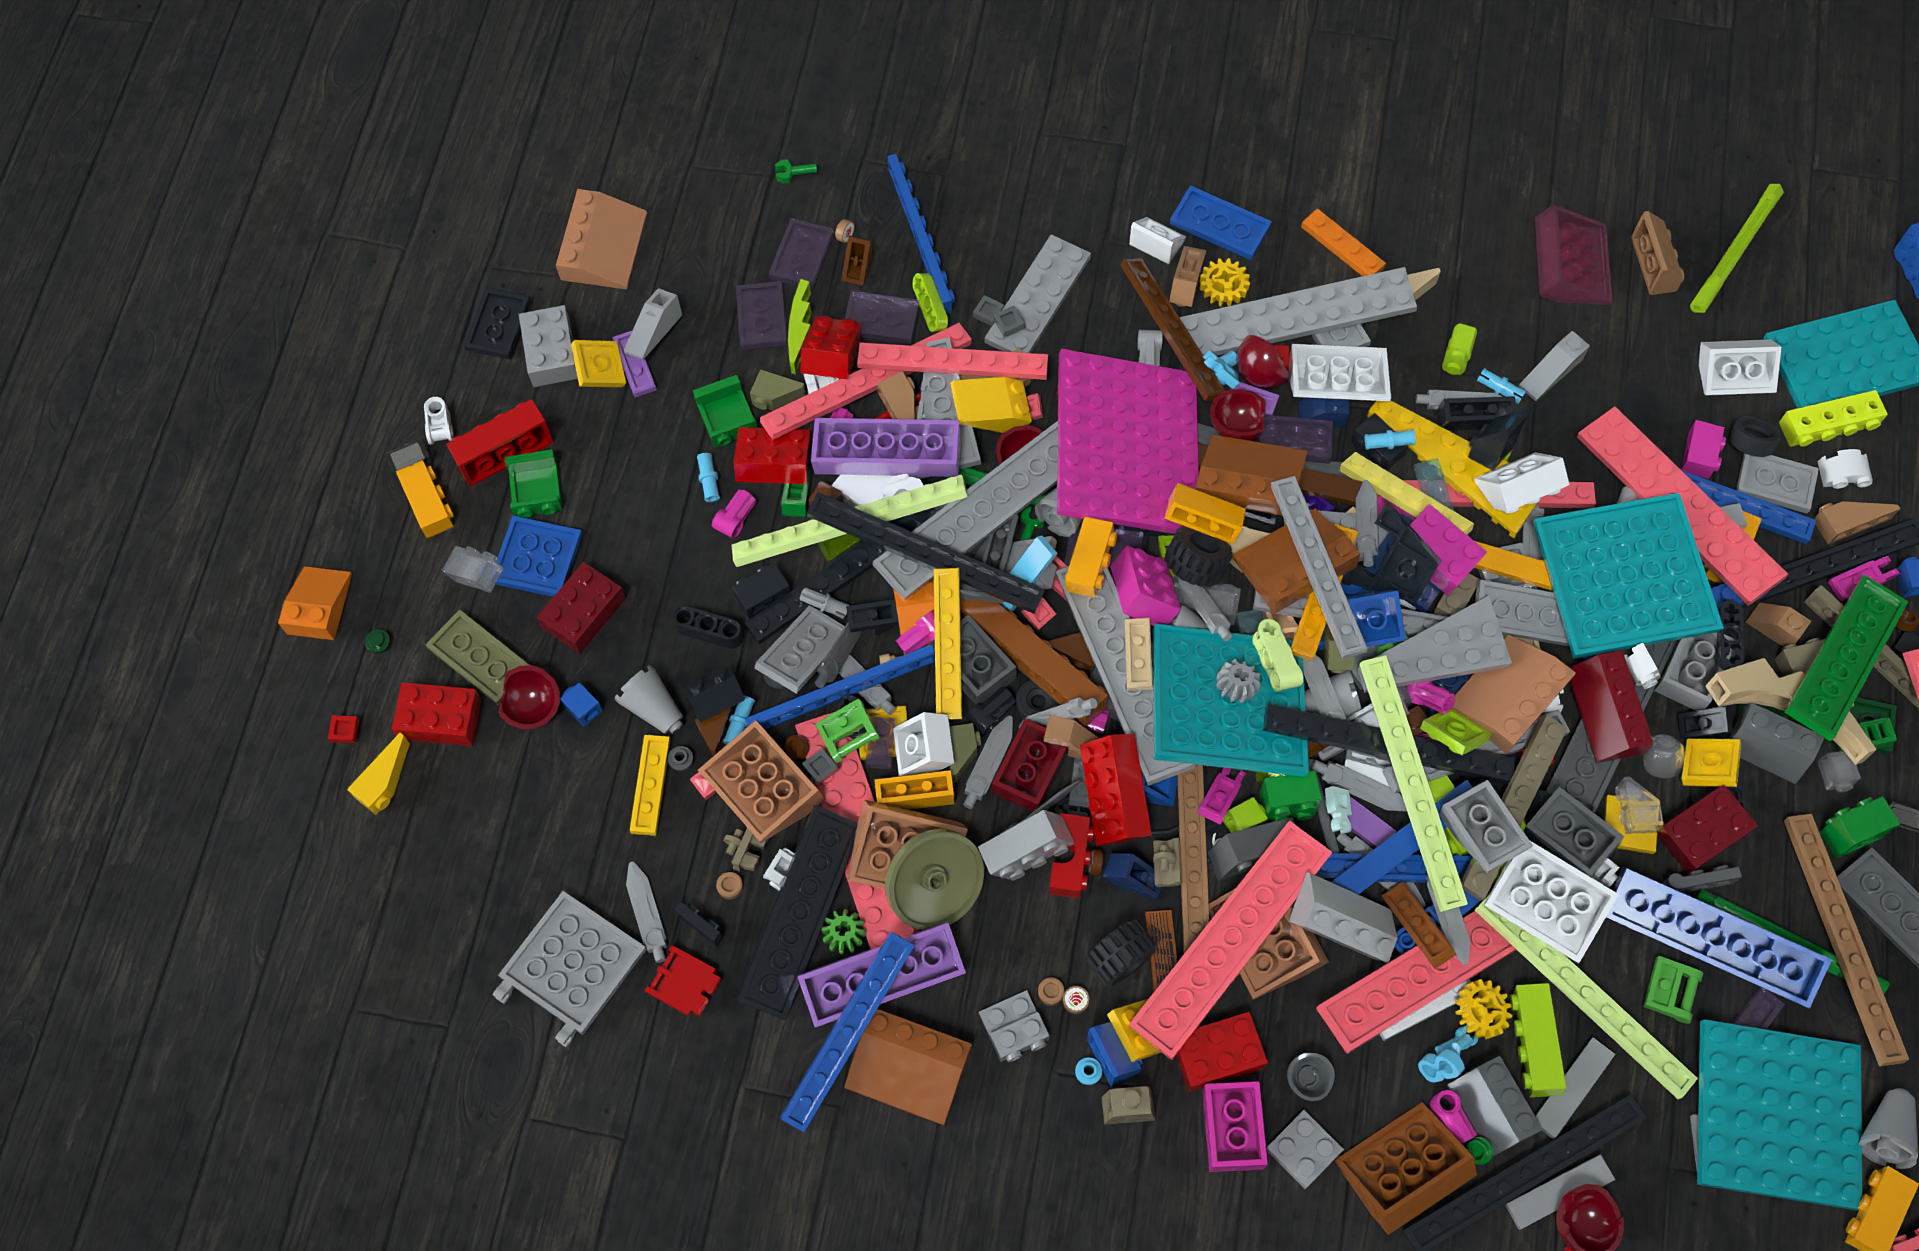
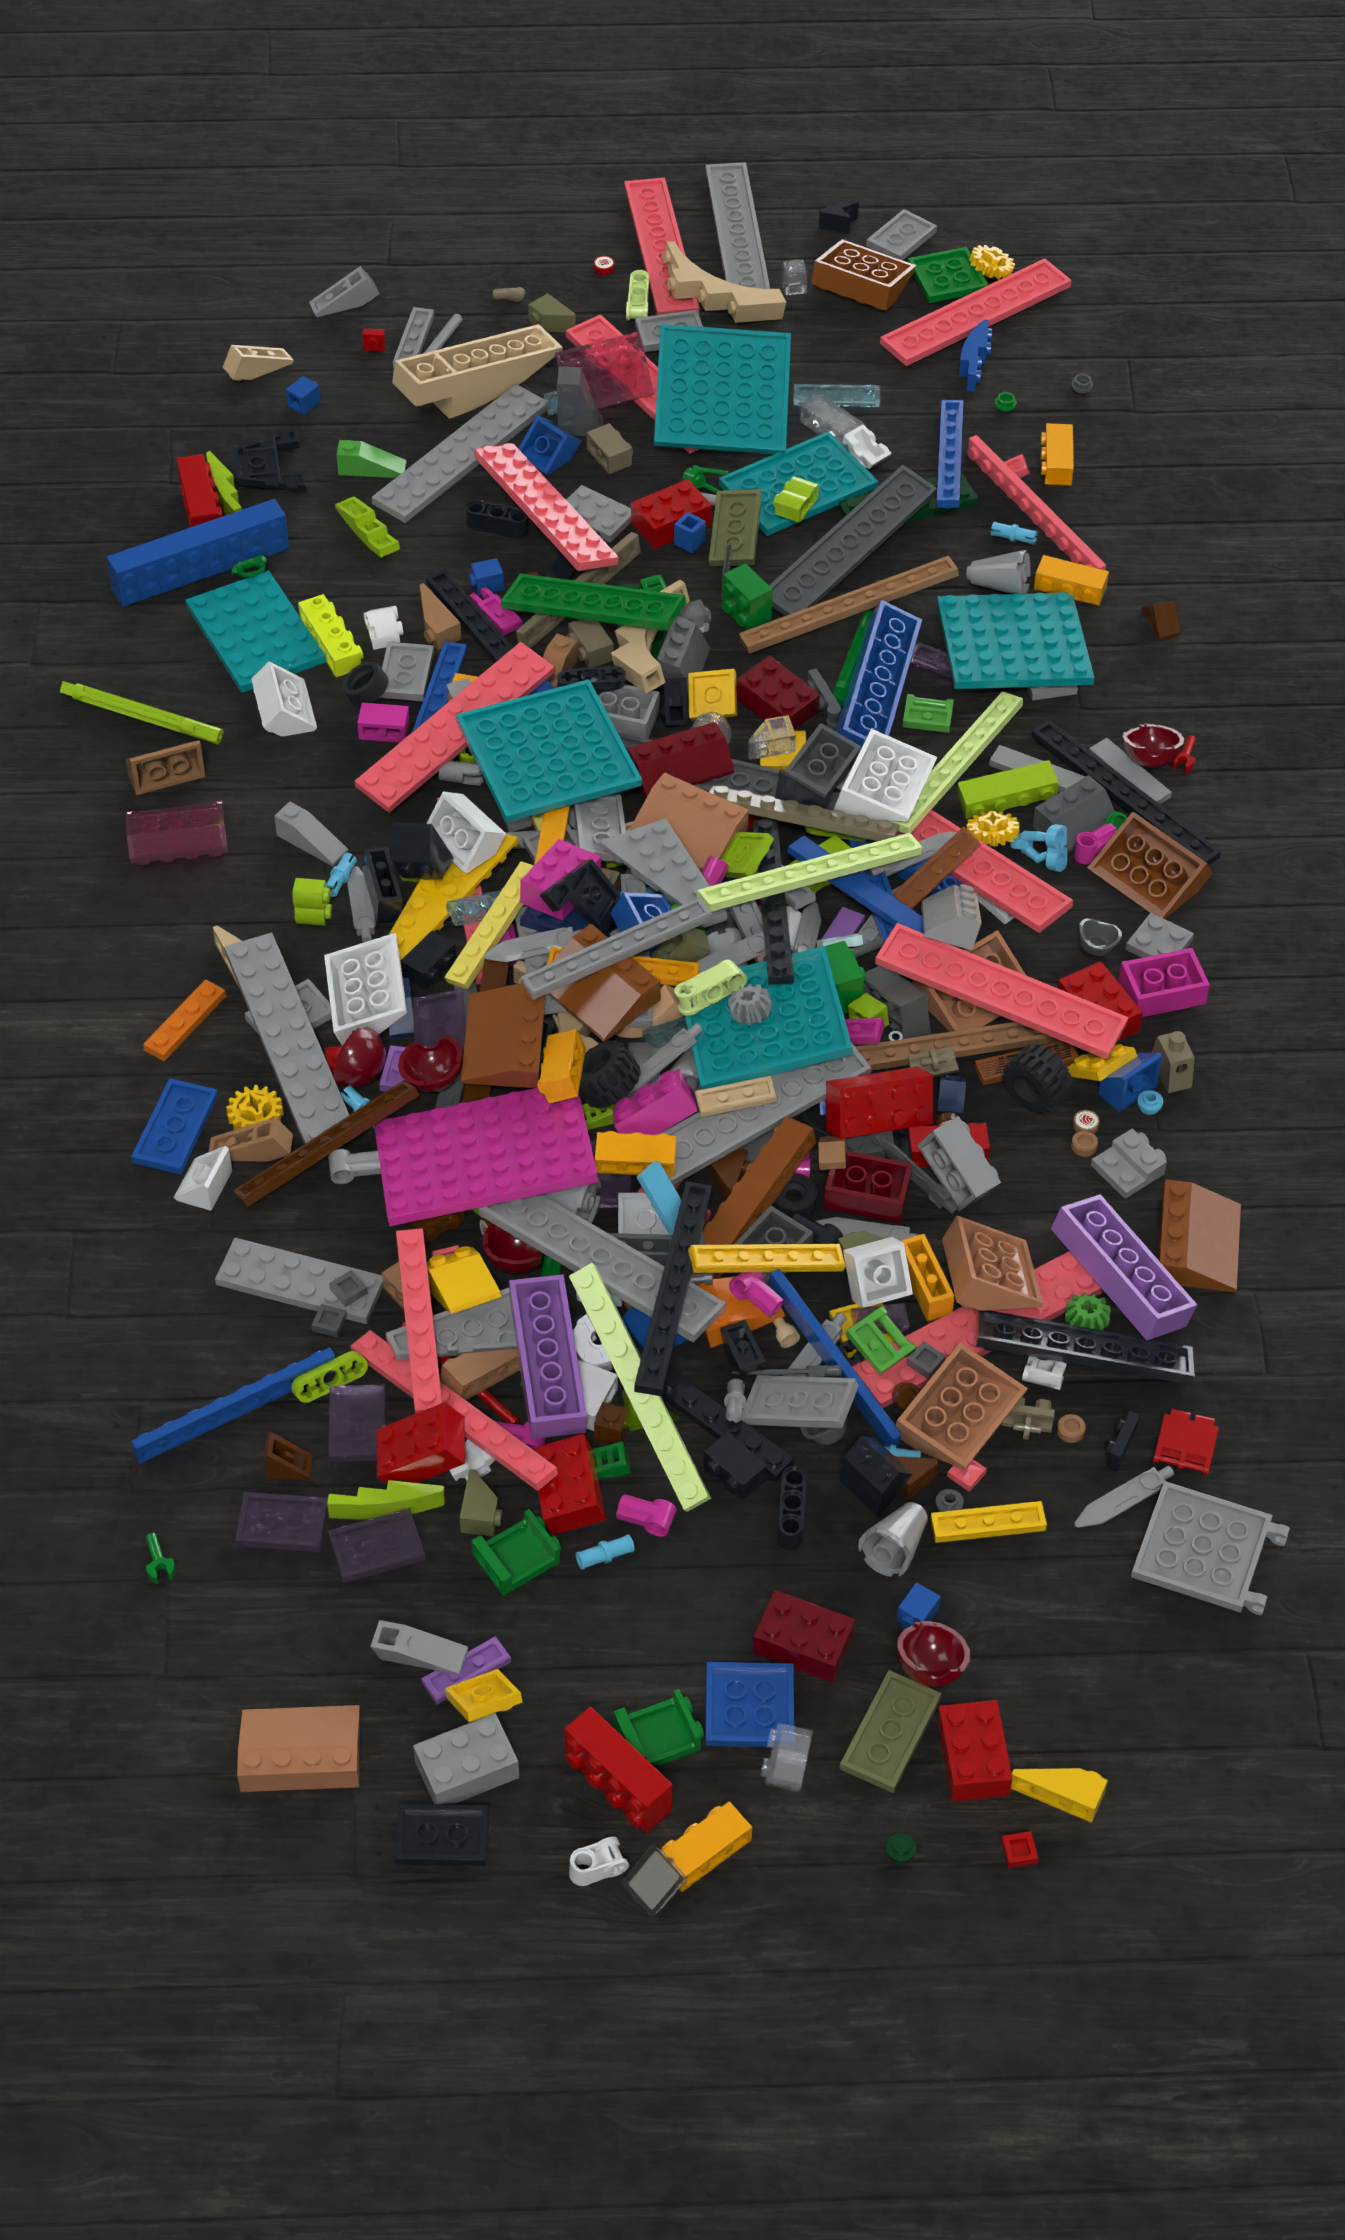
camera: 105 degrees left, 15 degrees down
(315, 603) = (870, 1930): orange slope -> none
(843, 230) = (243, 1482): medium nougat tile -> none
(847, 1031) = (1192, 1274): blue plate -> none
(934, 879) = (1018, 1231): olive dish -> none
(1073, 709) = (813, 1136): light grey piece -> none
(1224, 372) = (375, 1089): medium azure plate -> none
(1389, 439) = (434, 940): medium azure pin -> none
(1485, 826) = (838, 818): light grey slope -> none
(1642, 667) = (638, 732): white cylinder -> none

